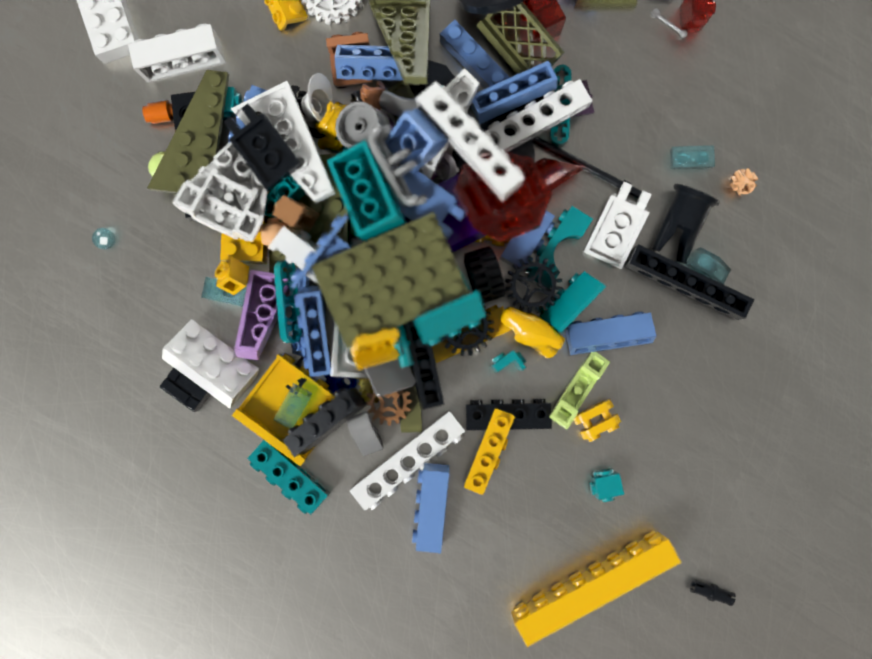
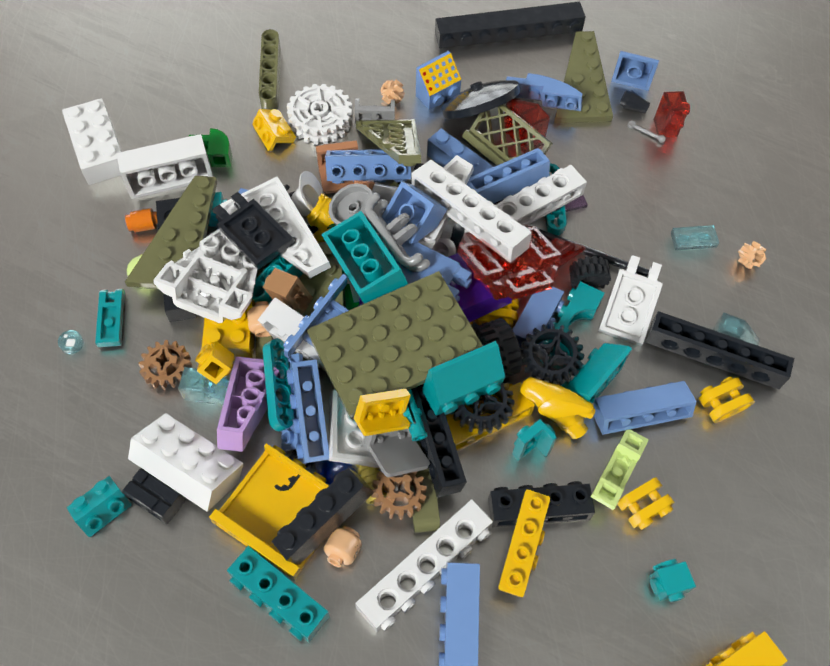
camera: 10 degrees left, 25 degrees down
(136, 216) = (110, 318): none -> teal plate
(140, 394) = (98, 506): none -> teal bracket
(188, 259) = (165, 364): none -> medium nougat gear
(230, 29) = (217, 148): none -> green brick
(292, 406) = (282, 504): clear light blue slope -> none
(341, 442) = (343, 546): none -> light nougat head
(364, 433) = (372, 528): light grey beam -> none
(582, 196) = (591, 272): none -> black tyre
(687, 213) = (702, 284): black piece -> none
(691, 317) = (728, 388): none -> yellow brick

